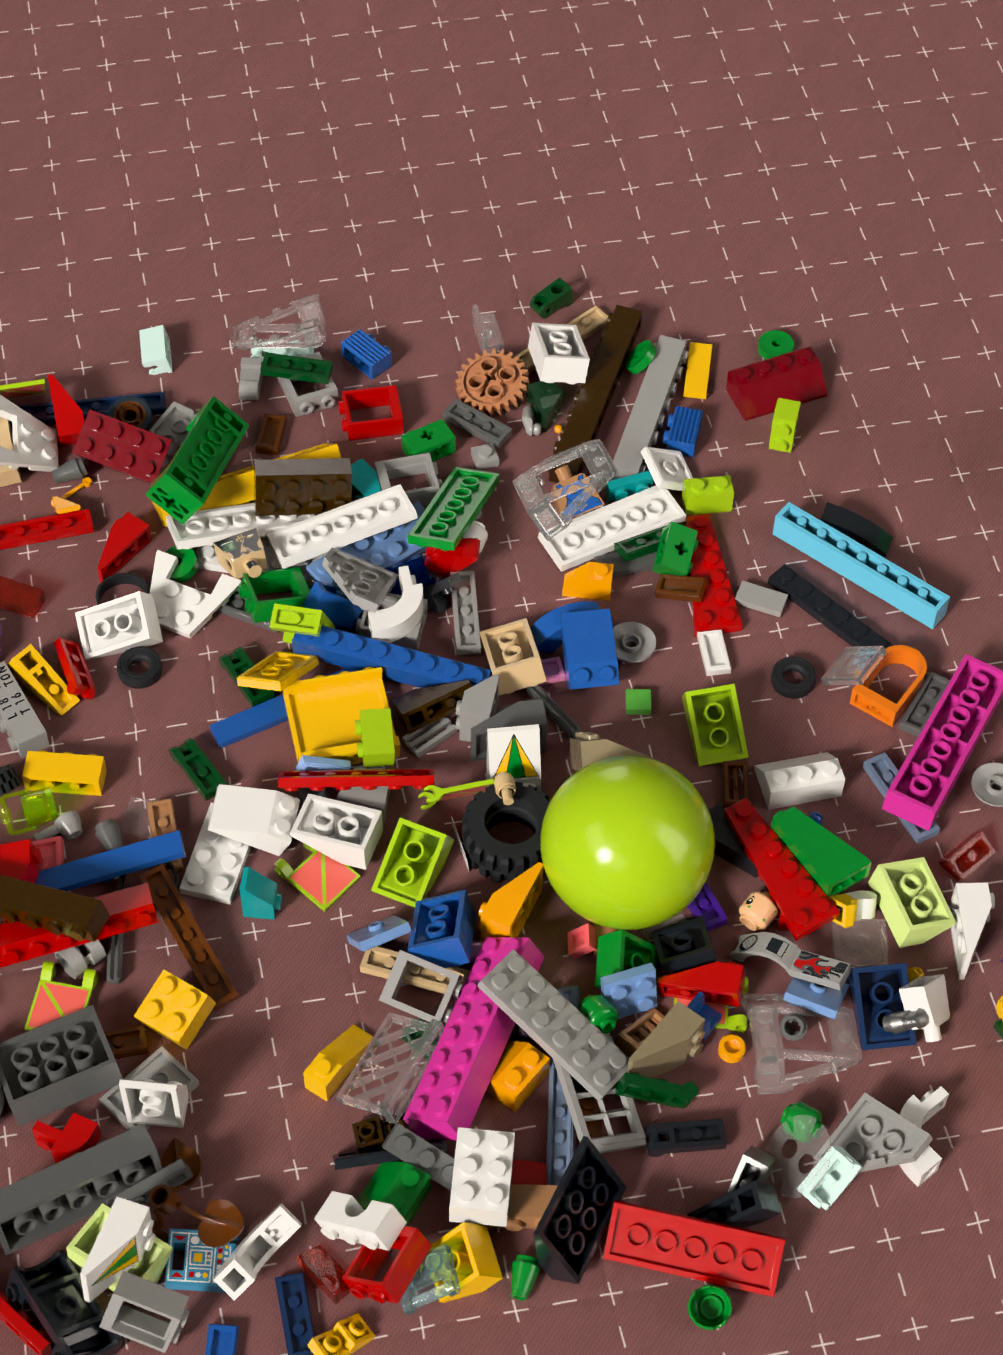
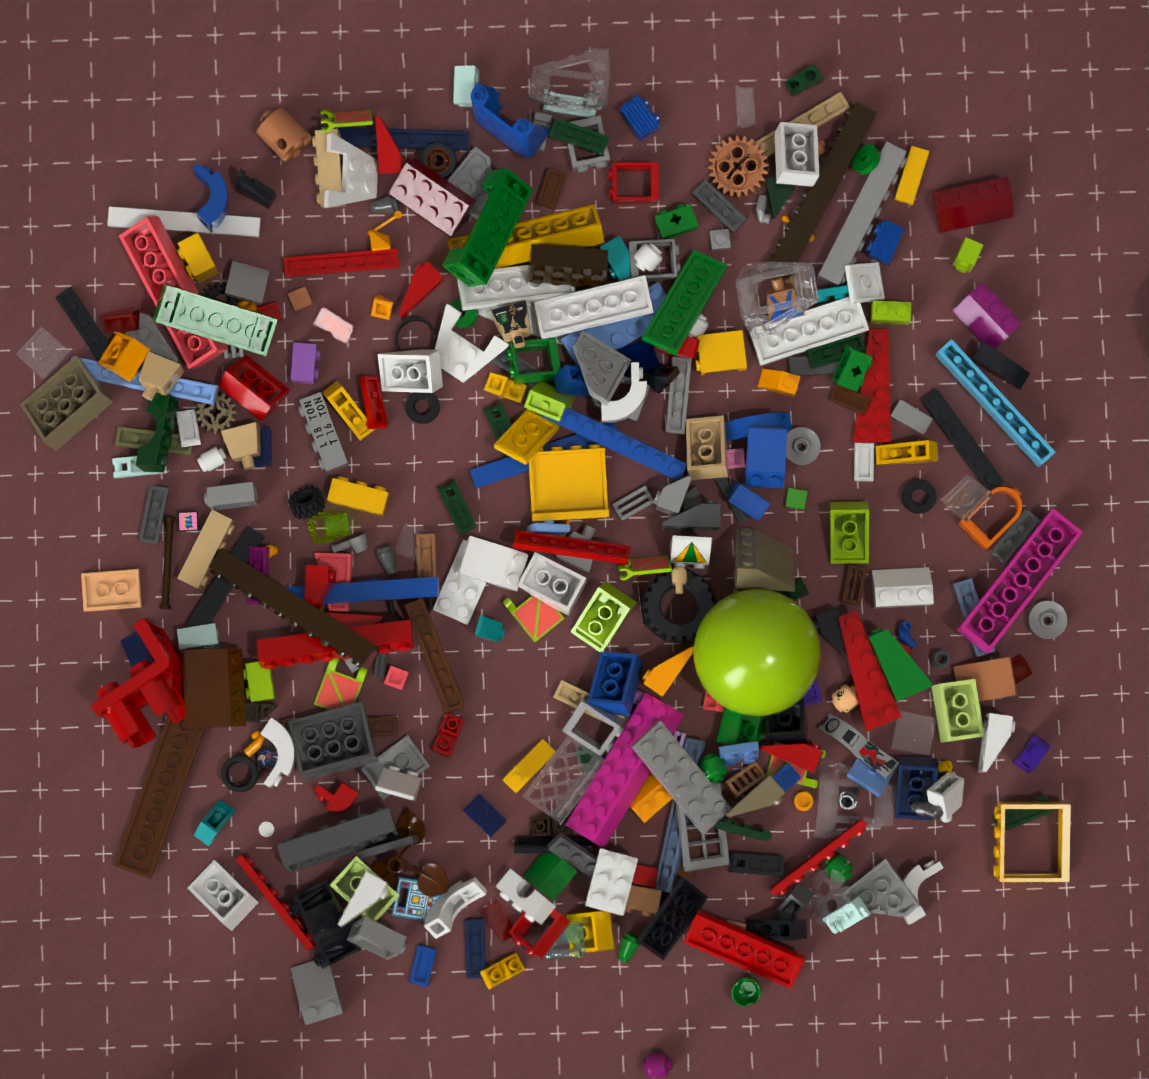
camera: 10 degrees right, 30 degrees up
(76, 573) = (382, 307): none -> light orange slope
(138, 977) = (396, 678): none -> coral plate
(175, 1009) = (419, 713): yellow brick -> none
(219, 1039) = (448, 735): none -> red slope
(222, 372) = (521, 137): none -> blue windscreen
(238, 633) = (505, 388): none -> yellow slope
(284, 1134) = (485, 815): none -> clear blue panel
(376, 737) = (591, 513): lime brick -> none
(378, 933) = (569, 674): medium blue plate -> none
(400, 468) = (648, 257): none -> white head
(428, 704) = (633, 483): dark brown slope -> none
(509, 557) = (721, 352): none -> yellow panel
(577, 703) = (747, 501): none -> blue hinge
(764, 1115) = (812, 862): none -> red plate
(767, 631) = (907, 453): none -> yellow slope
(770, 339) = (974, 158): green piece -> none
(821, 480) = (987, 316): none -> magenta slope
(855, 906) = (914, 707): leg -> none
(874, 845) = (945, 654): none -> dark grey plate
(948, 855) = (992, 677): none -> nougat tile

